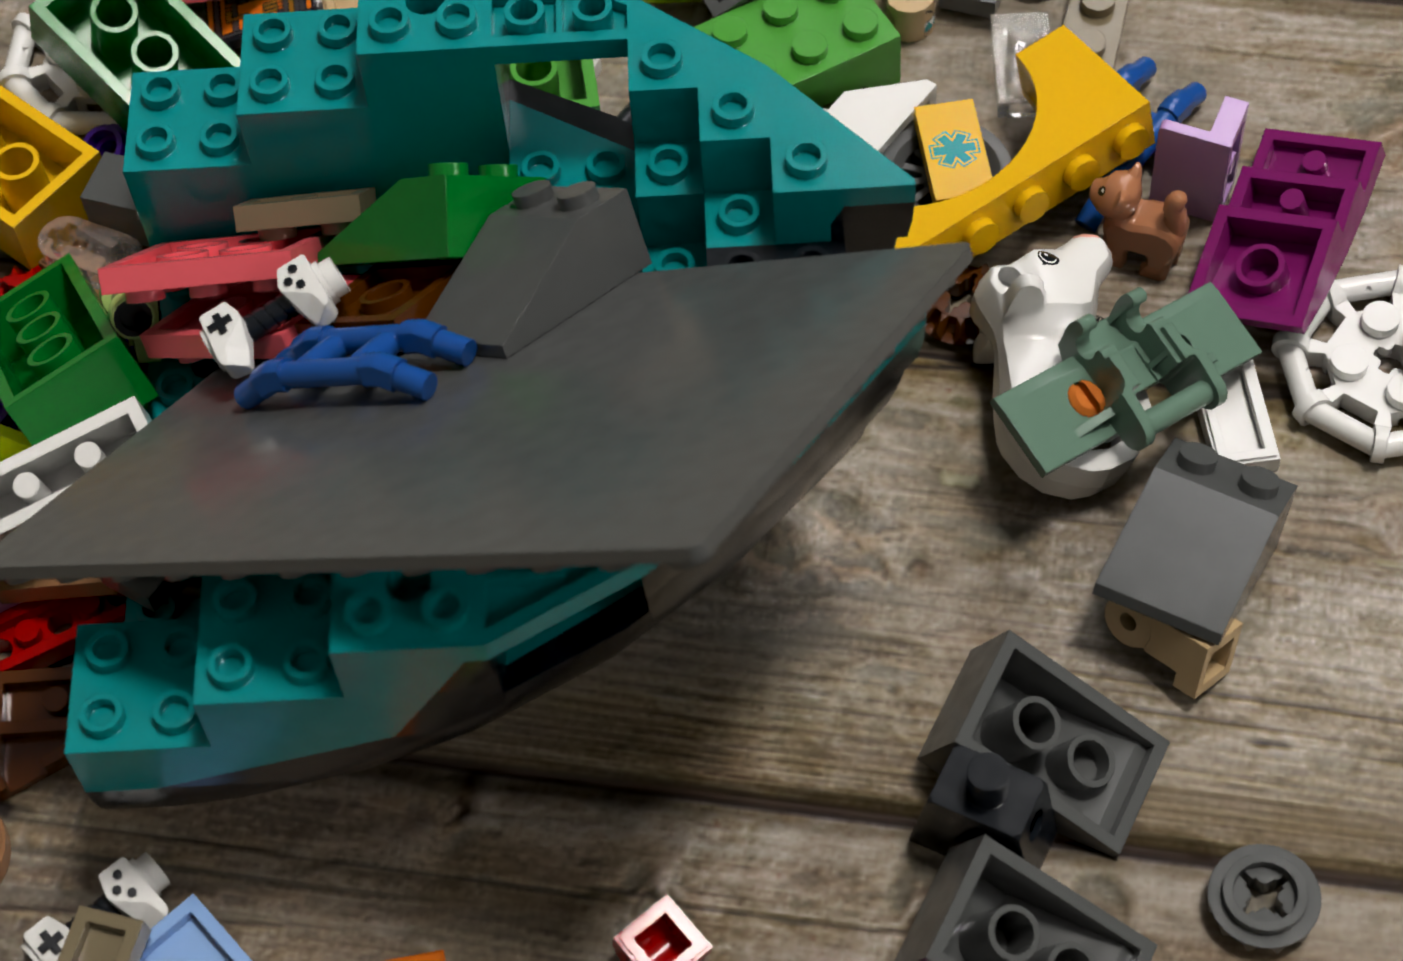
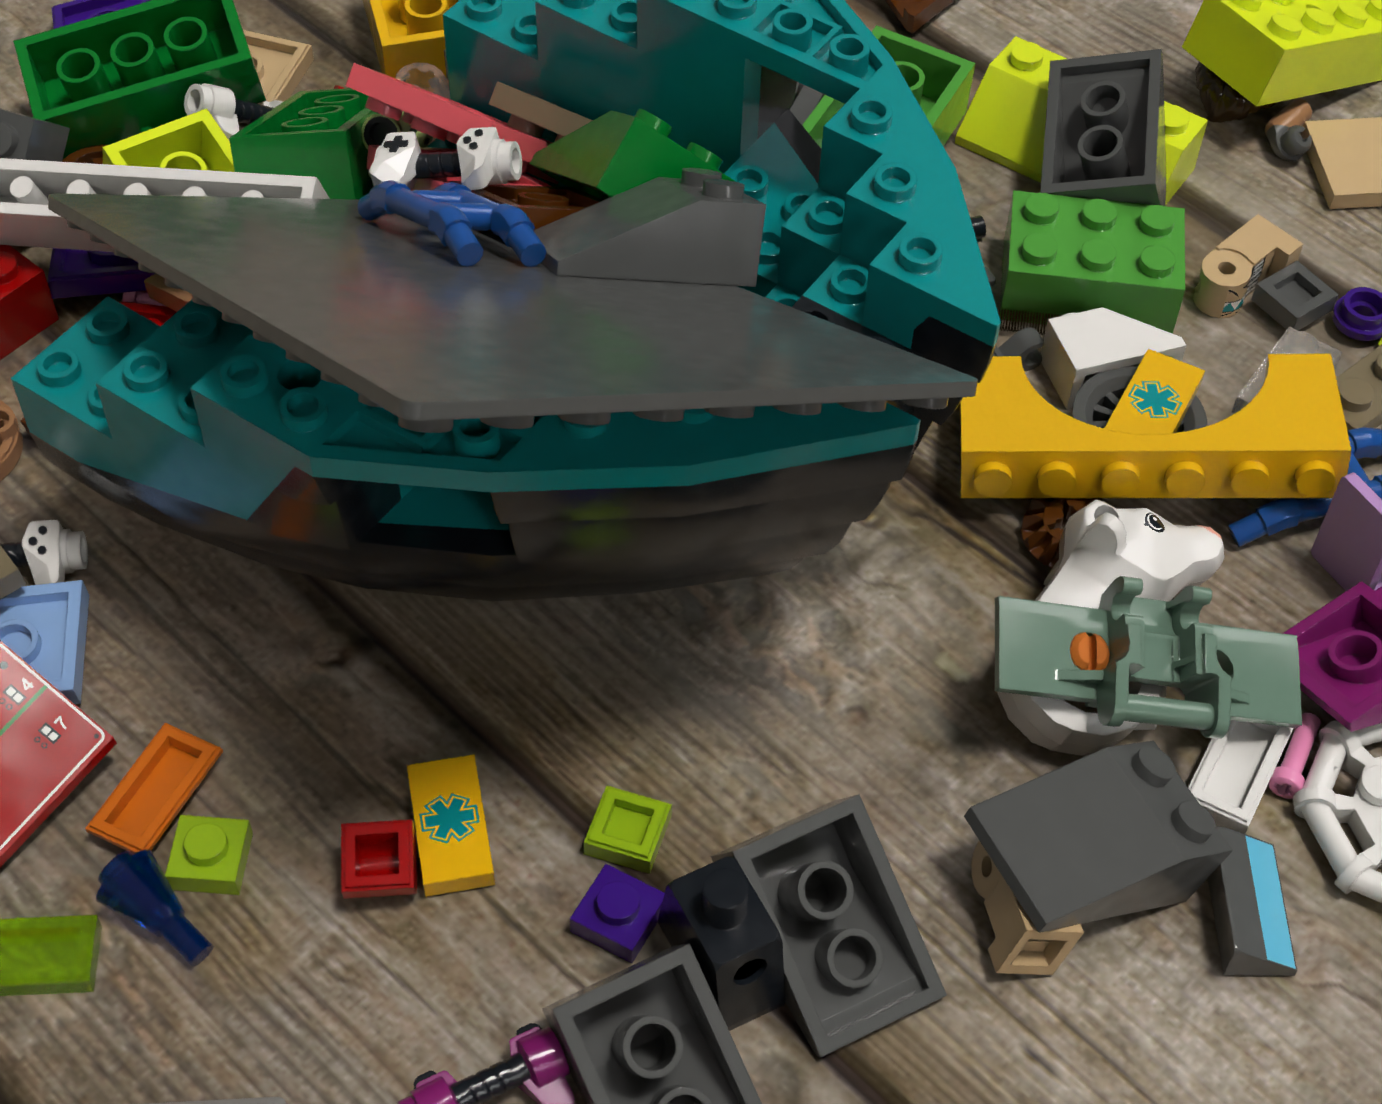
camera: 30 degrees right, 5 degrees down
(671, 862) = (450, 825): none -> yellow tile
(826, 783) = (627, 829): none -> lime tile
(877, 854) = (617, 913): none -> dark purple plate
(1140, 224) = (1275, 557): nougat animal -> none
(1277, 401) = (1288, 777): none -> bright pink piece
(1332, 525) = (1251, 910): none -> dark grey slope

